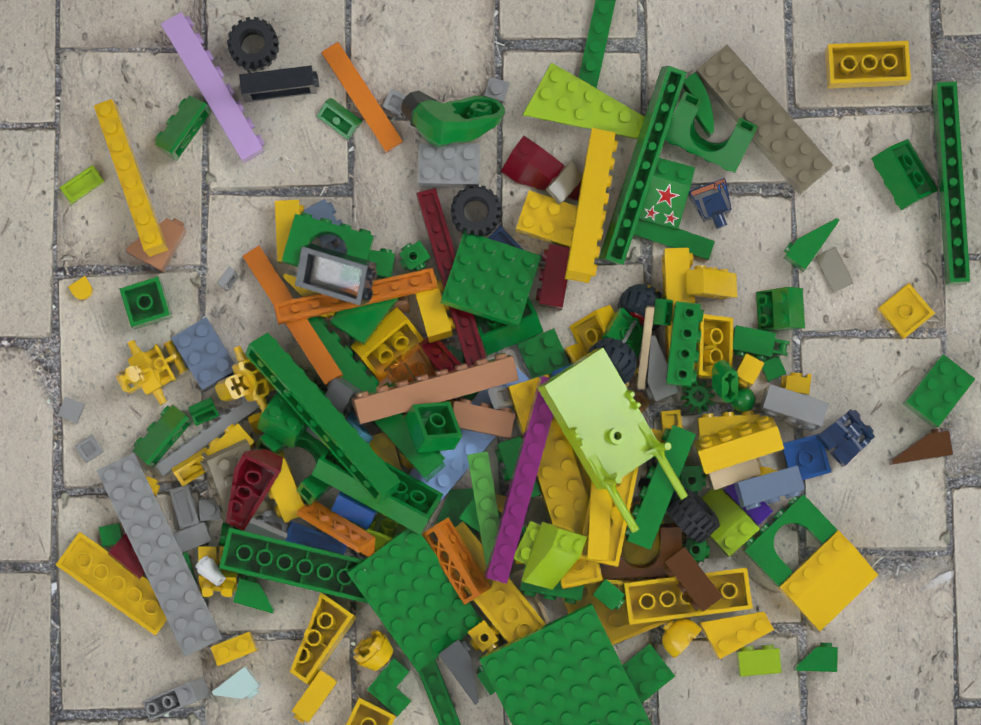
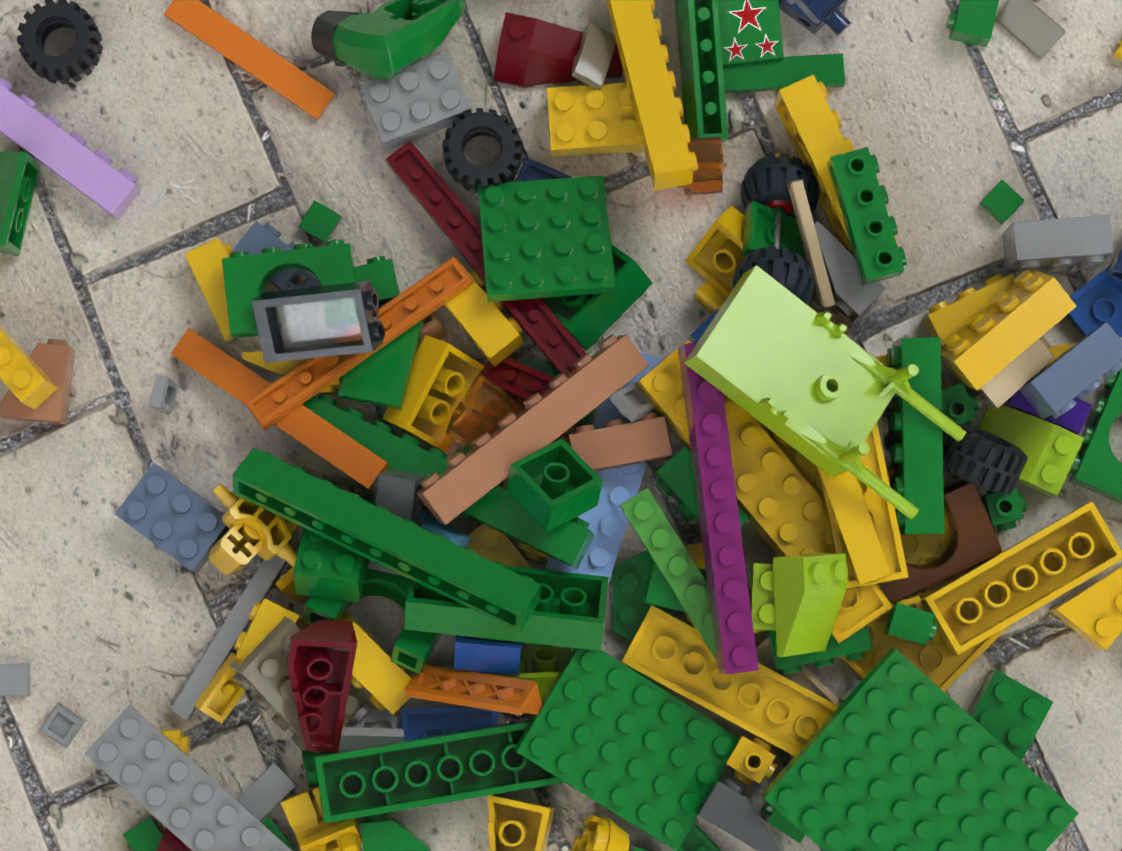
camera: 20 degrees left, 0 degrees up
(146, 303) = (57, 478): green brick -> none
(150, 370) = (104, 574): yellow piece -> none
(161, 435) = (160, 662): green slope -> none
(184, 506) = (236, 752): light grey tile -> none
(203, 411) = (207, 601): green piece -> none
(209, 510) = (274, 742): light grey plate -> none
(210, 570) = (313, 831): white cone -> none
(278, 83) = (120, 82): black window -> none
(339, 118) = (229, 99): green slope -> none
(362, 214) = (320, 221): none -> green tile
(393, 102) = (299, 43): light grey tile -> none
(414, 250) = (420, 241): green brick -> none
(459, 558) = (670, 662): orange fence -> none
(543, 354) = (665, 316): green plate -> none
(553, 277) = (634, 199): dark red brick -> none
(604, 275) = (709, 157): none -> clear orange brick
(663, 312) = (816, 181): green piece -> none
(670, 418) = (885, 334): yellow tile -> none
(679, 635) = (1033, 641): yellow cylinder -> none
(692, 580) = (1023, 552): reddish brown brick -> none
(703, 401) = (910, 296): green gear -> none
(711, 283) = (866, 113): yellow brick -> none
(715, 343) = (912, 204): yellow slope -> none
(726, 387) = (950, 251): green beam -> none
(748, 370) = (969, 219): yellow brick -> none
(757, 343) = (963, 175): green brick -> none
(780, 309) = (977, 112): green slope -> none
(796, 383) = (1046, 207): yellow brick -> none

